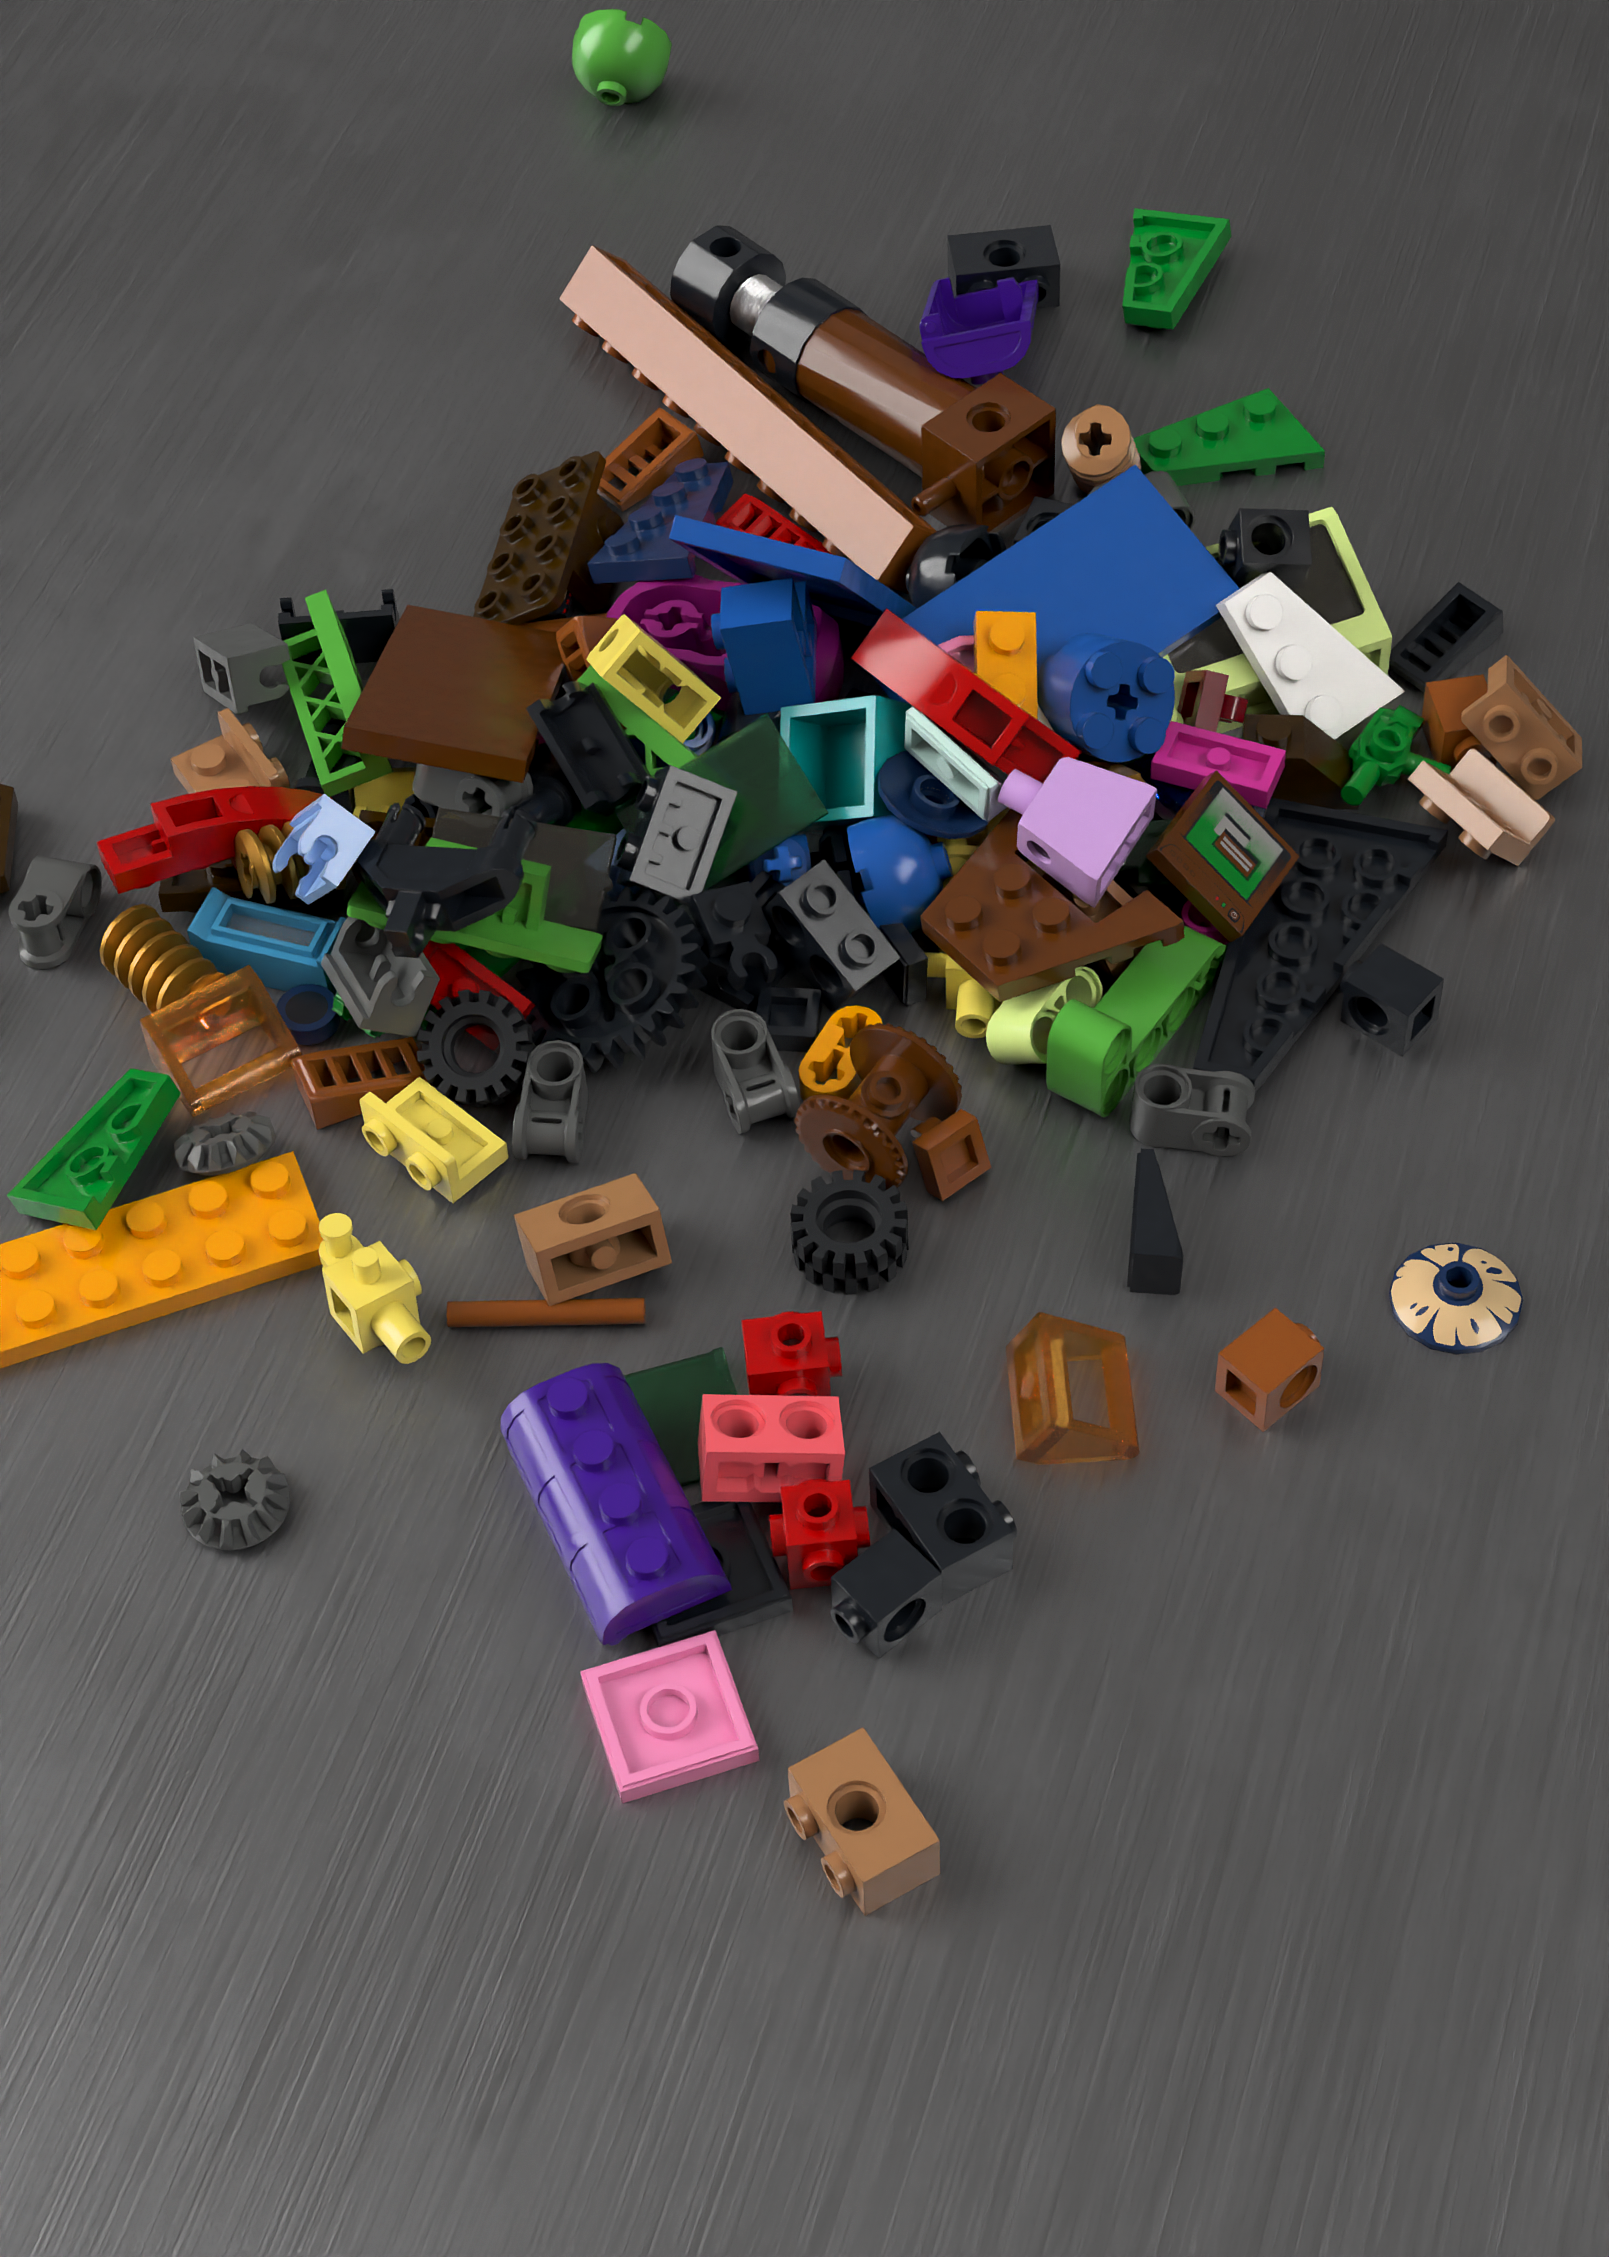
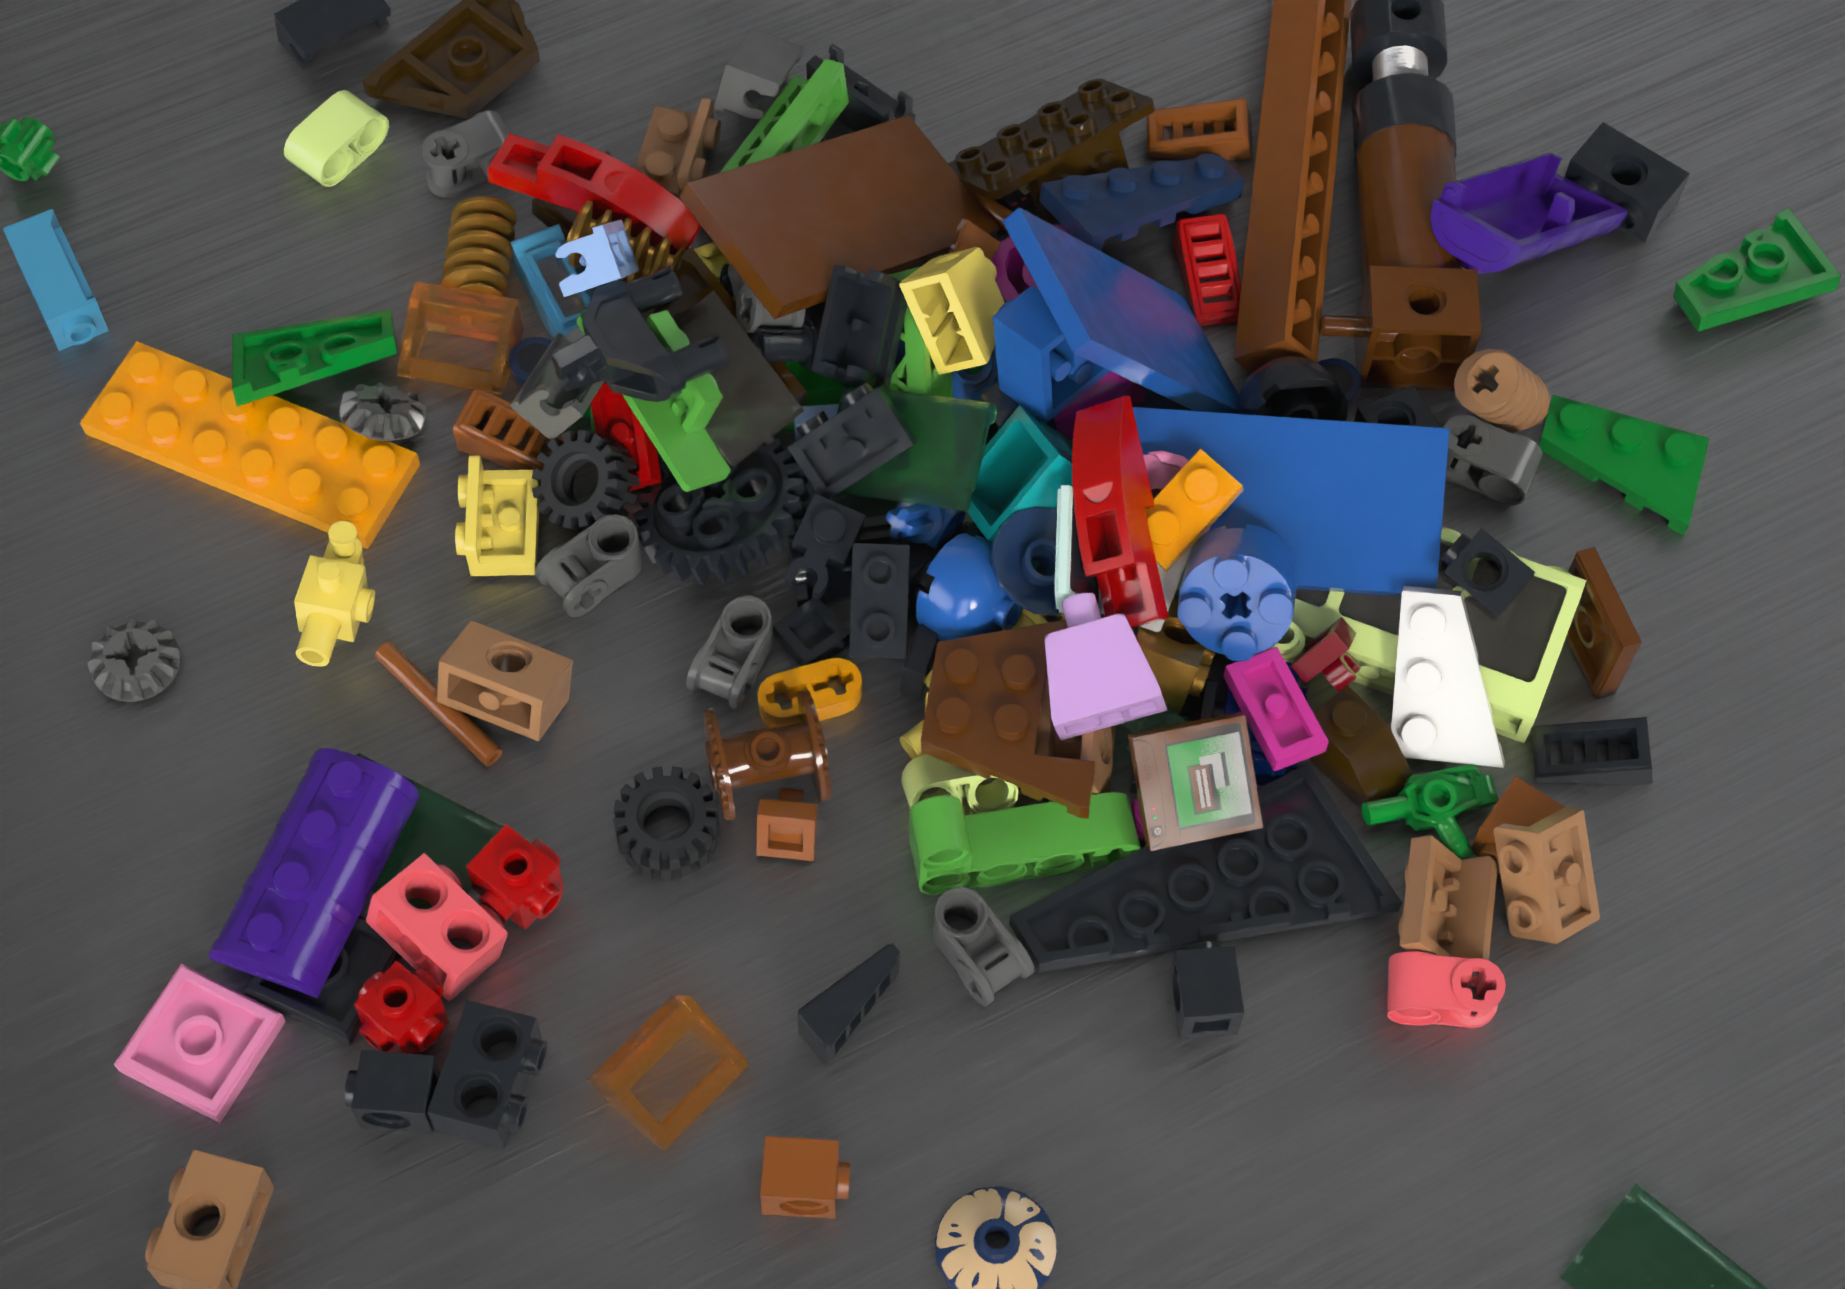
camera: 40 degrees right, 10 degrees up
(1378, 536) = (1601, 627): none -> reddish brown tile
(1544, 860) = (1434, 990): none -> coral piece

